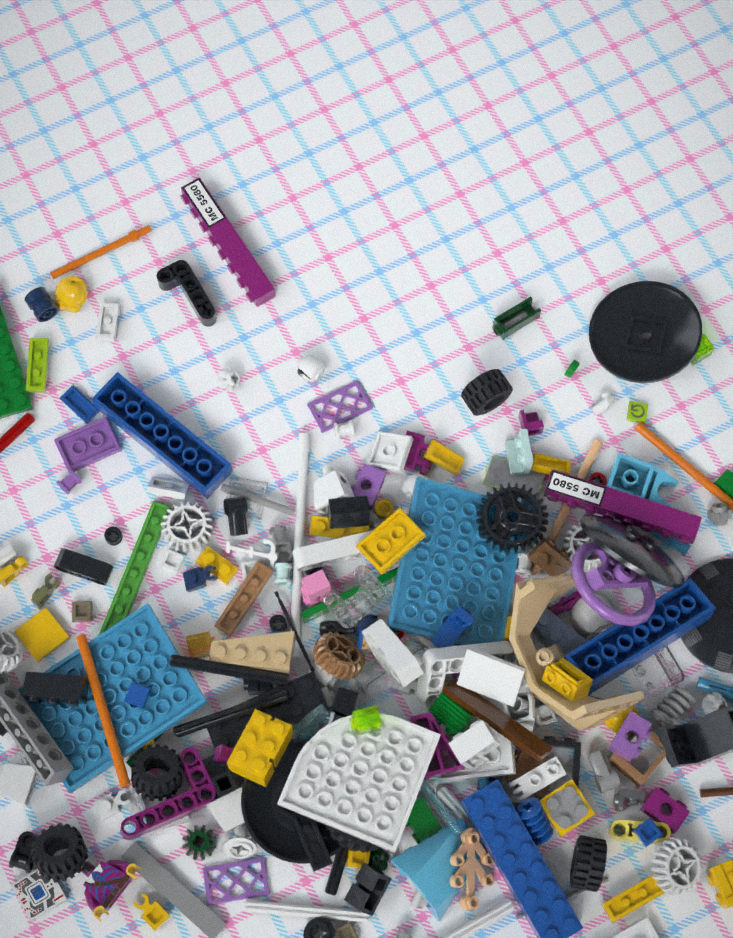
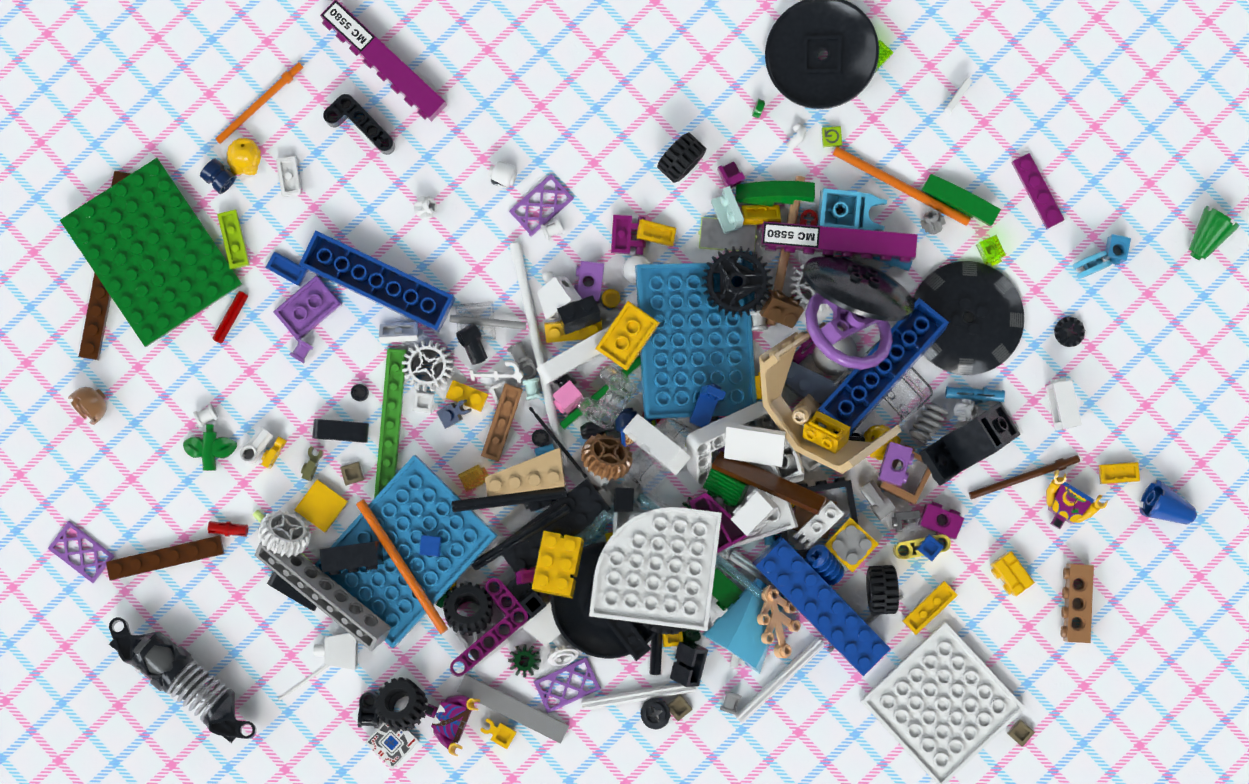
camera: 10 degrees left, 15 degrees up
(108, 806) = (431, 648): white plate -> none
(365, 720) = (650, 520): clear neon green brick -> none
(390, 451) = (602, 240): white tile -> none
(524, 306) = (701, 55): dark green window -> none
(567, 446) = (768, 192): none -> green slope
(683, 868) = (956, 570): white gear -> none

